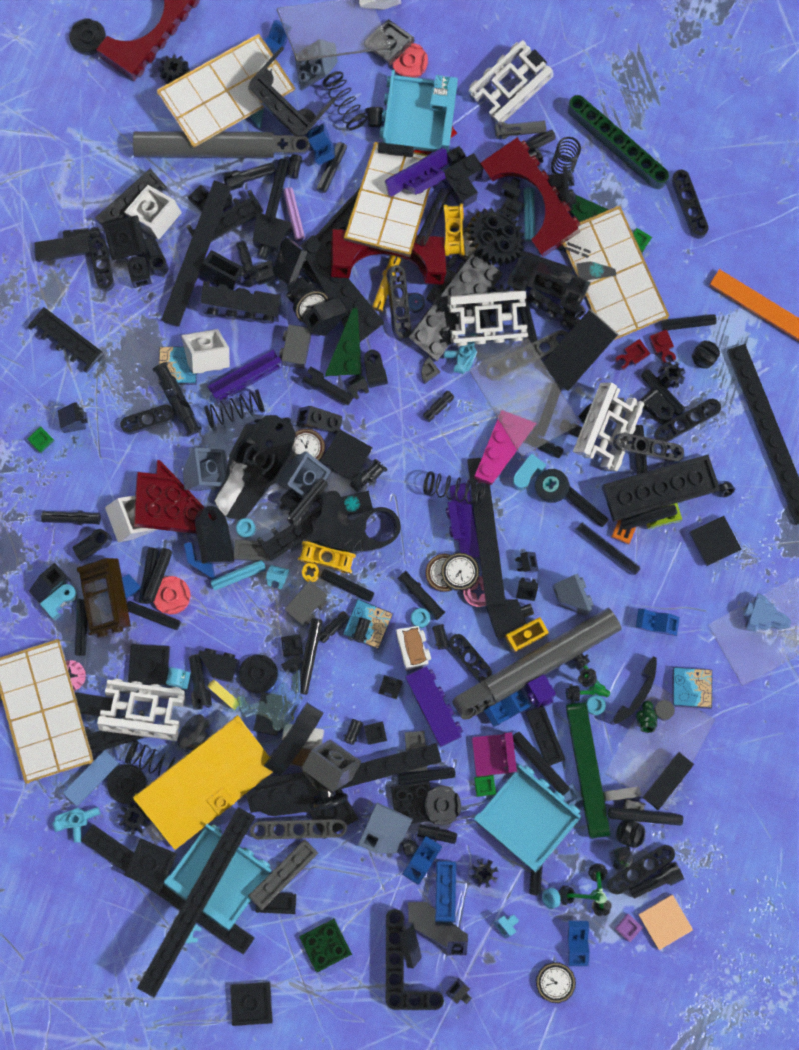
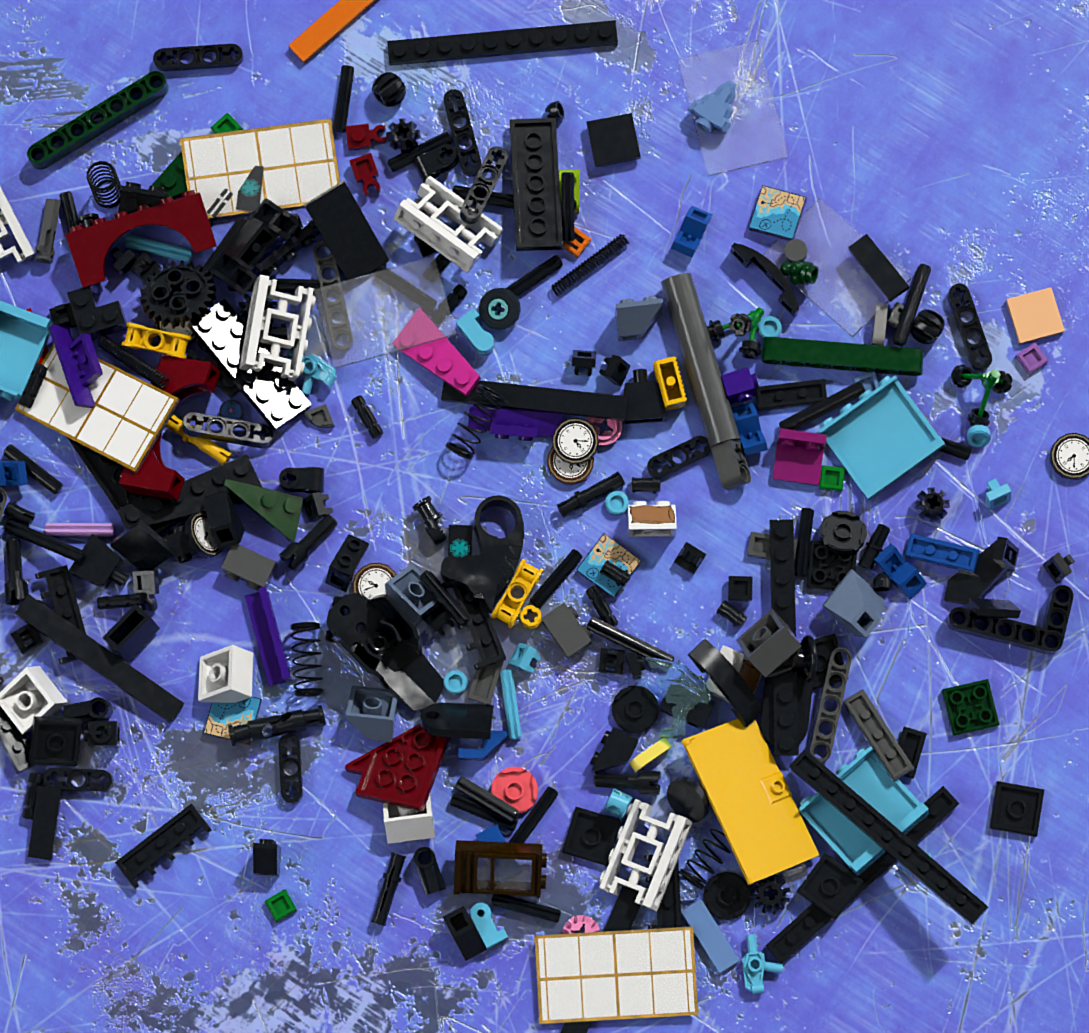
camera: 70 degrees left, 0 degrees up
(240, 303) = (178, 620): black wedge -> none
(346, 454) = (398, 539): black tile -> none
(433, 706) = (726, 512): dark purple brick -> none
(578, 943) = (1036, 420): blue slope -> none
(621, 857) = (951, 345): black rock -> none
(669, 874) = (984, 296): black piece -> none

